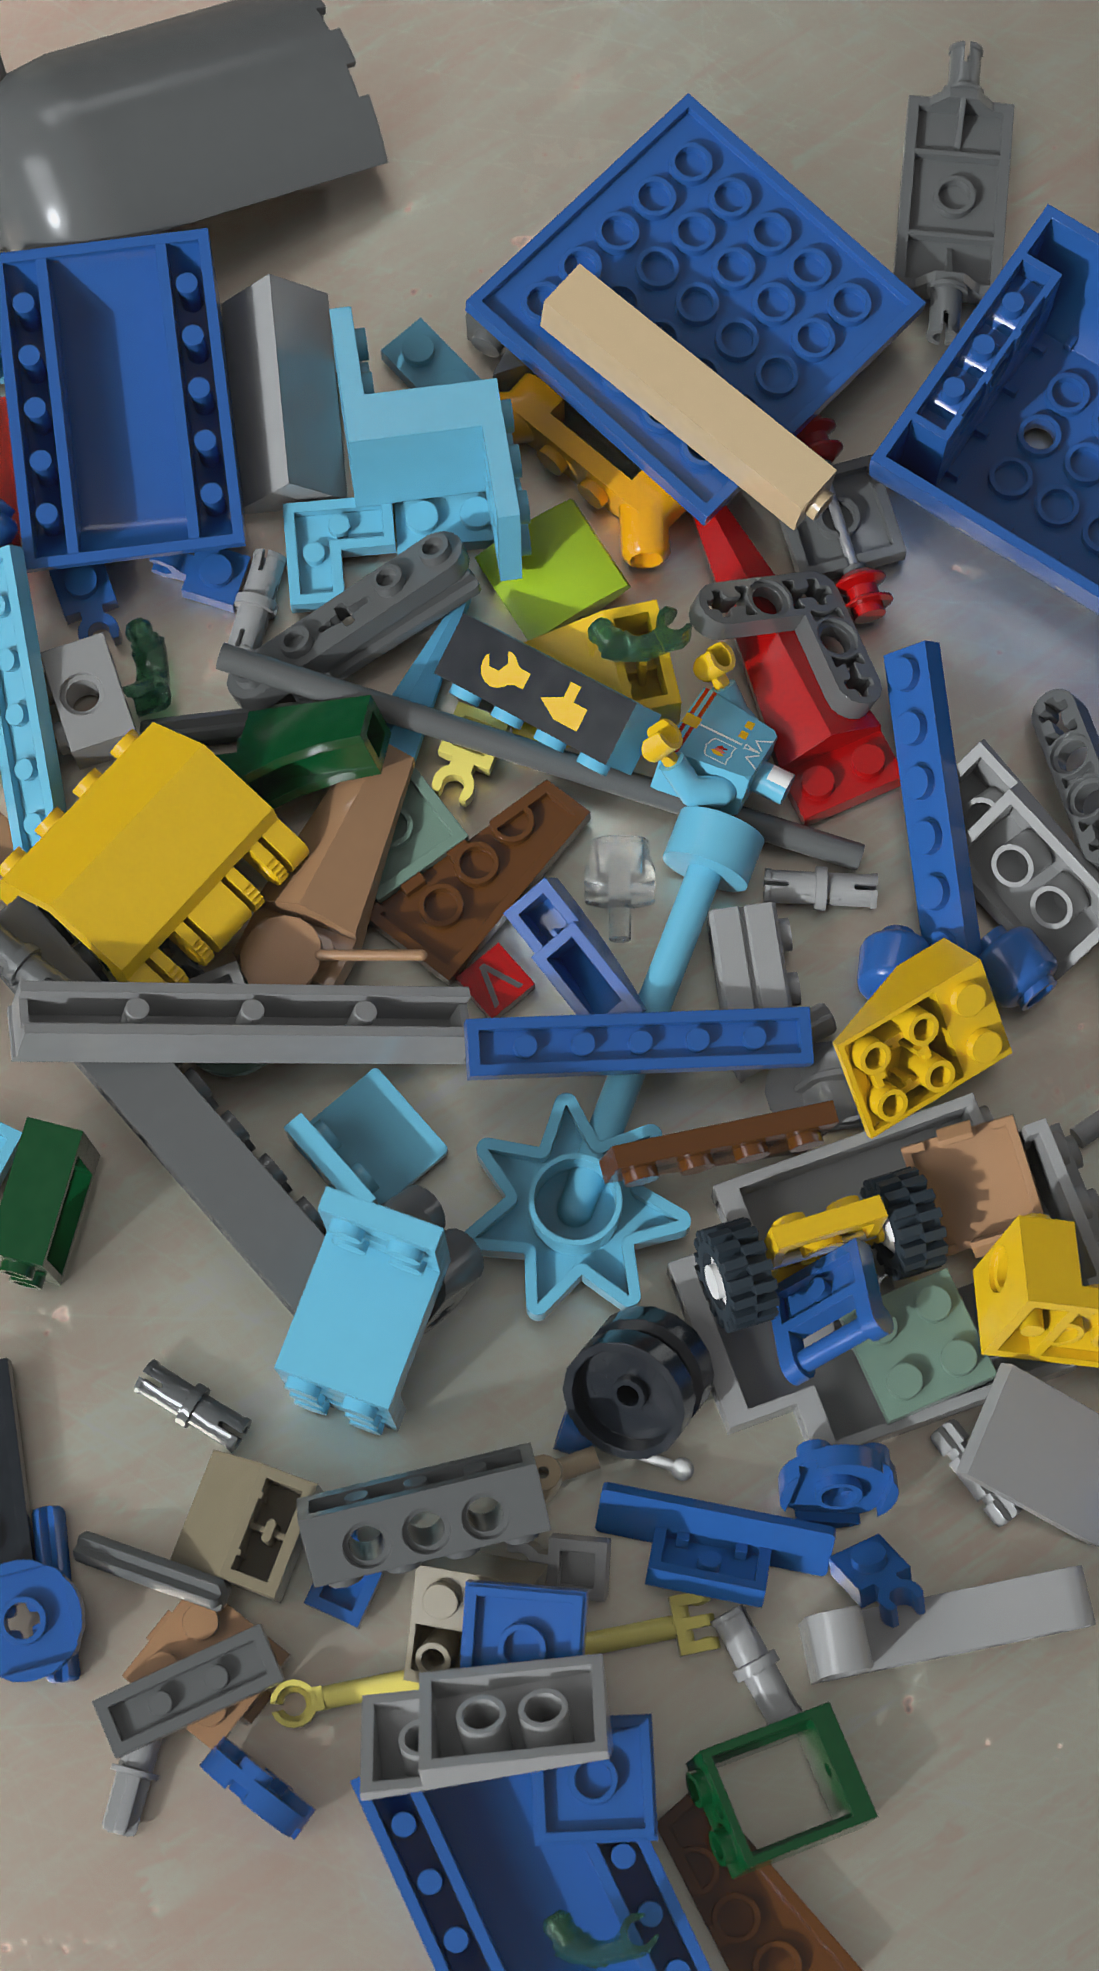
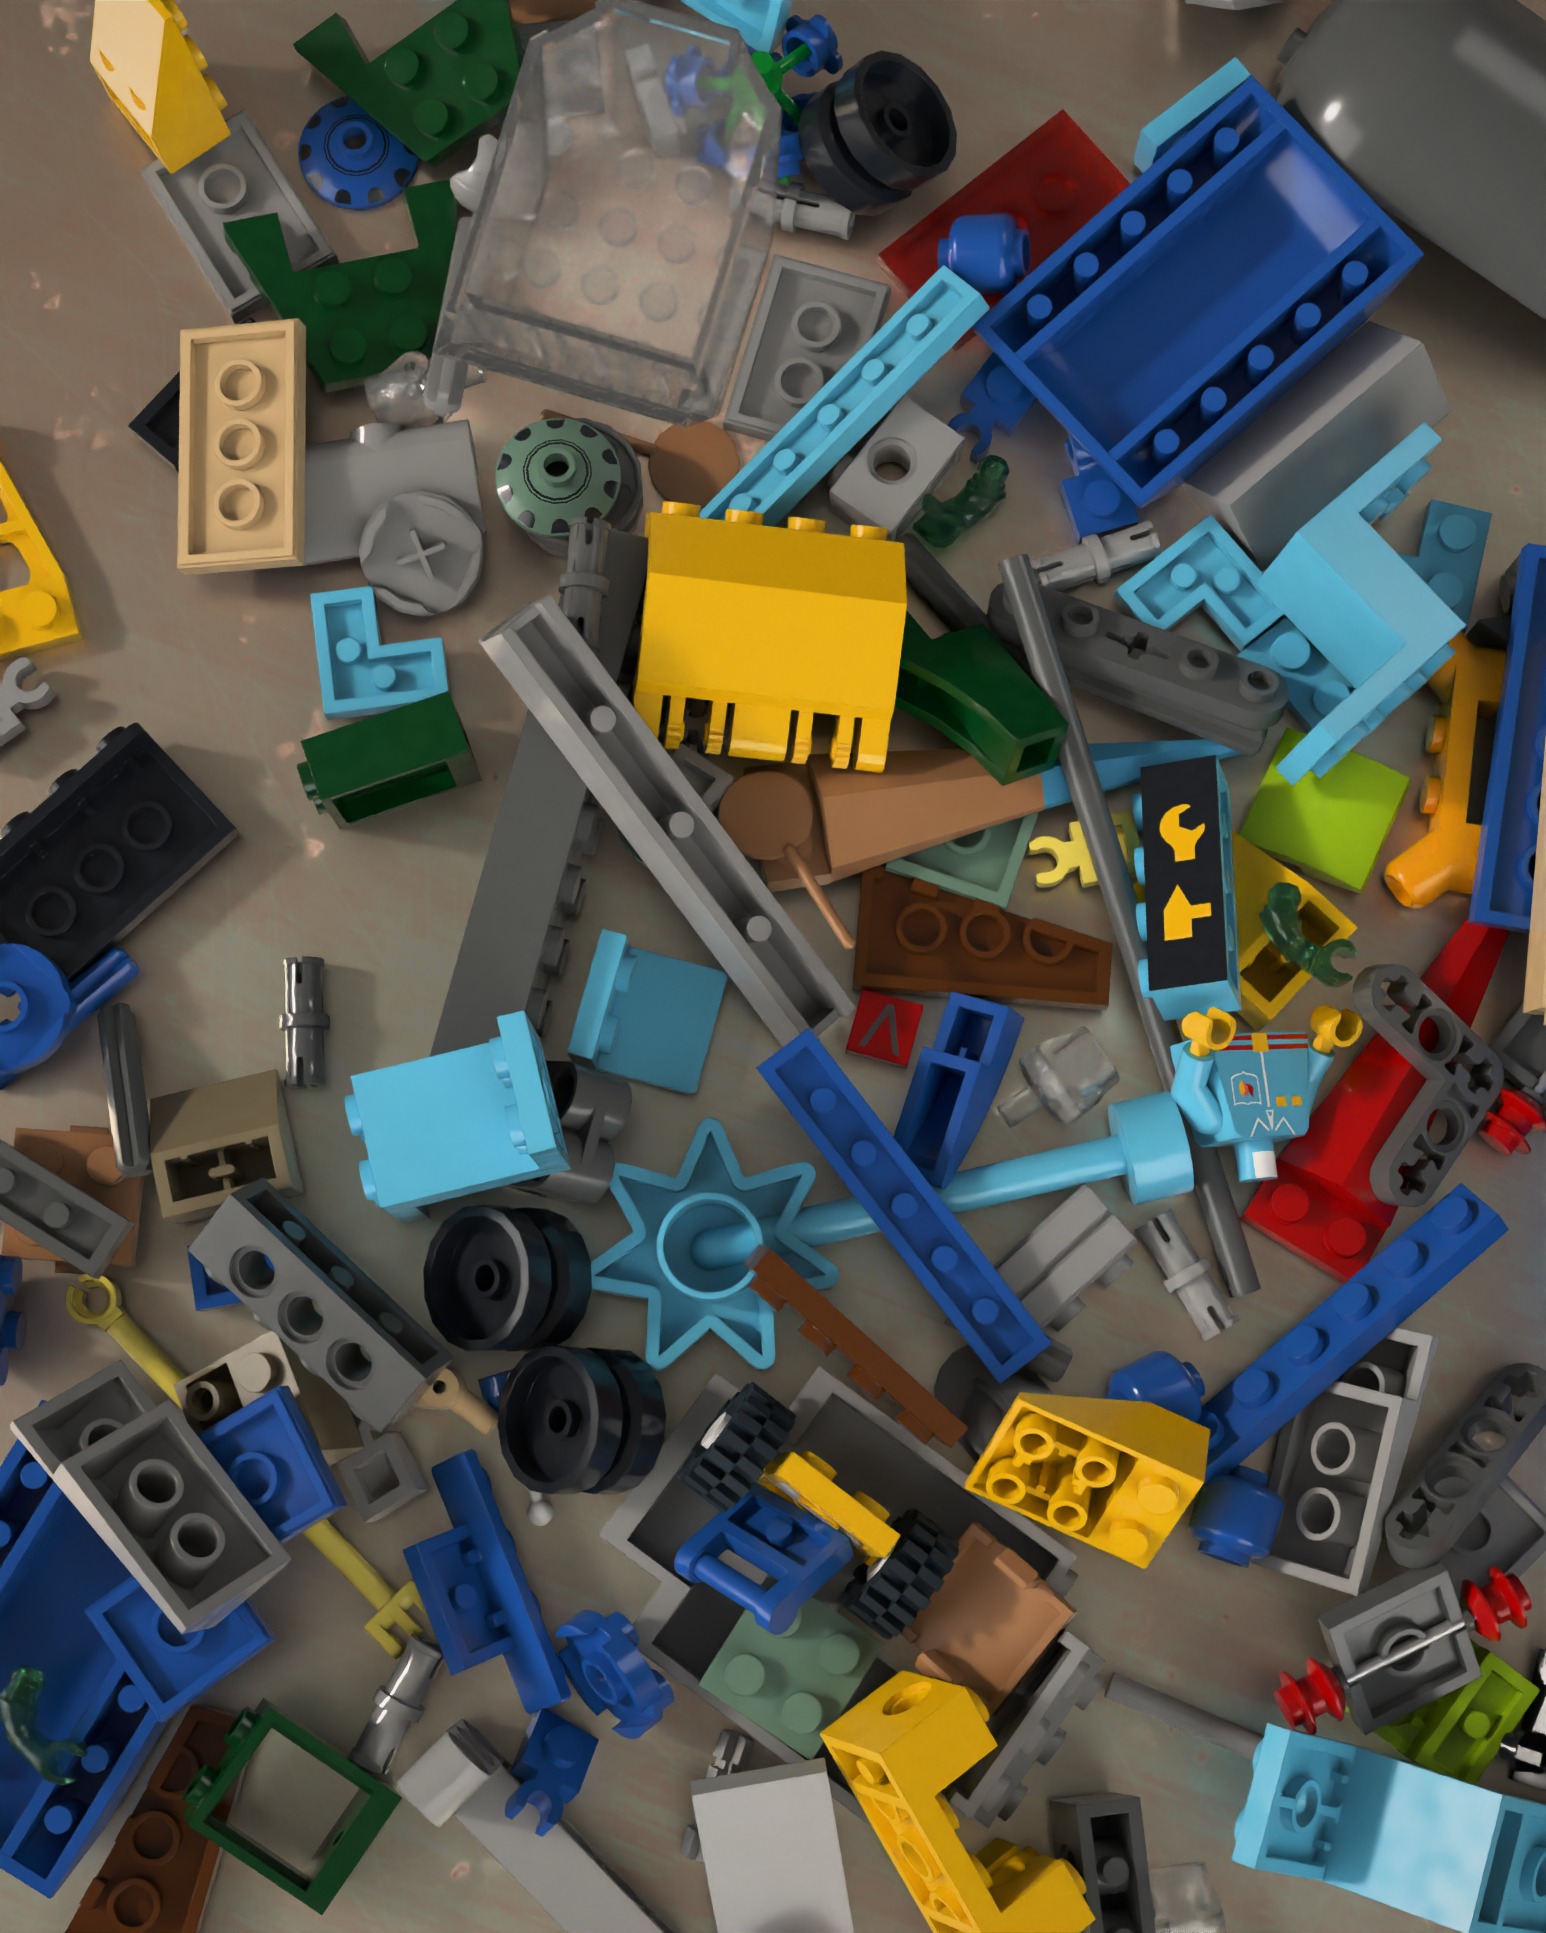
camera: 55 degrees right, 5 degrees up
(496, 1369) = (506, 1278): none -> black wheel

